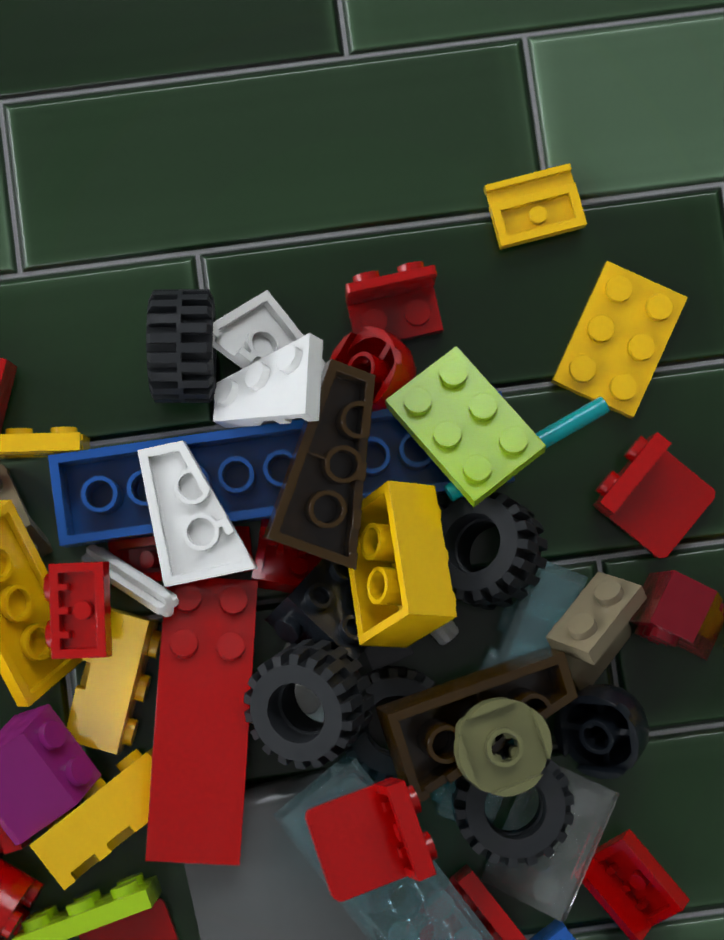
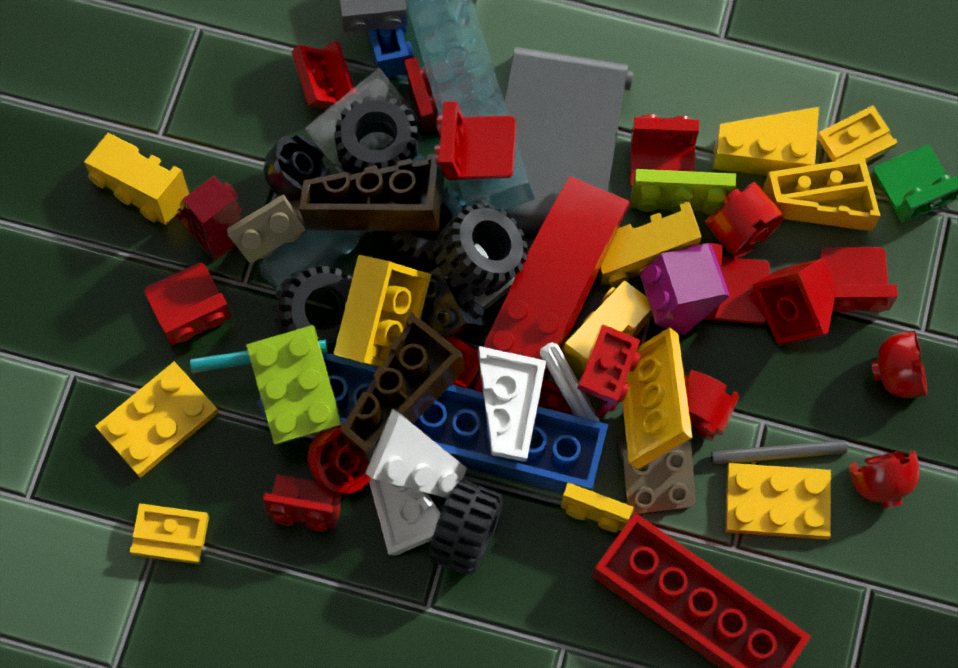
camera: 155 degrees left, 15 degrees down
(527, 758) = (369, 181): olive plate -> none

